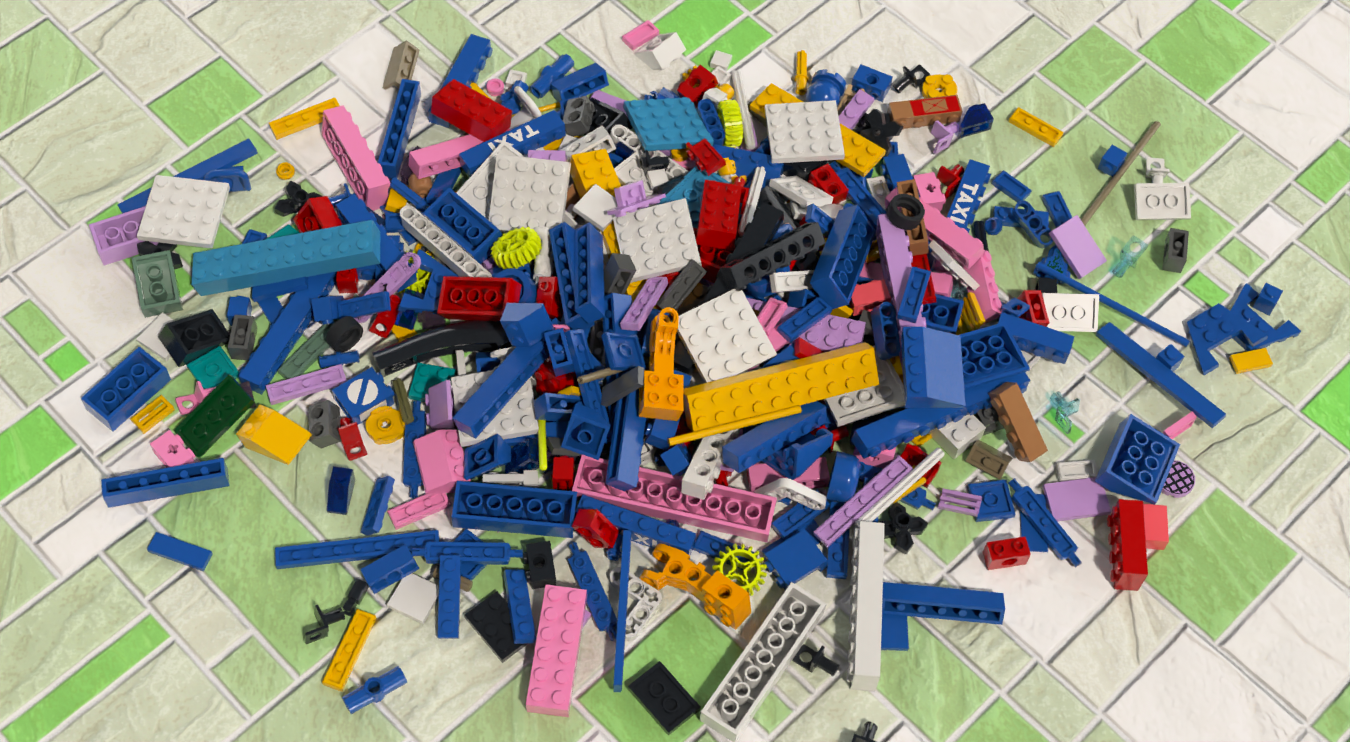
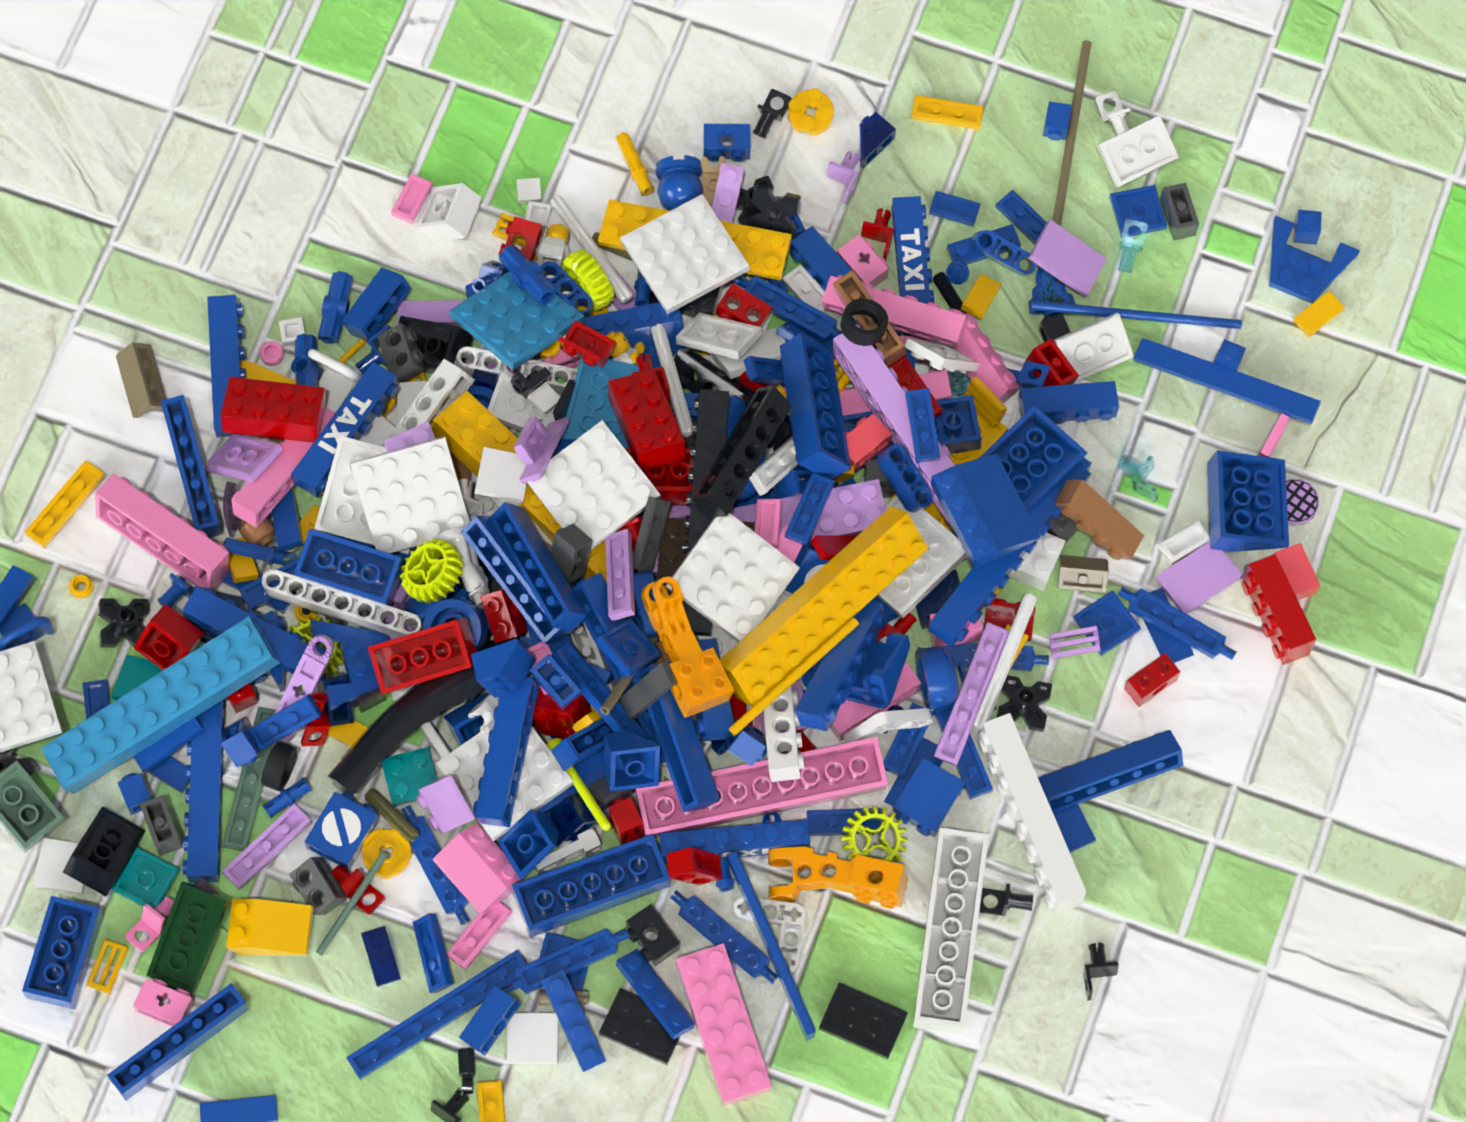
camera: 25 degrees left, 10 degrees up
(340, 447) = (352, 902): none -> sand green axle
(436, 134) = (243, 457): none -> lavender tile
(688, 100) = (527, 275): none -> blue piece
(926, 111) = (809, 154): medium nougat brick -> none
(1003, 247) = (981, 296): none -> yellow tile
(1150, 235) = (1139, 205): none -> blue tile
(1216, 327) = (1264, 291): blue wing -> none

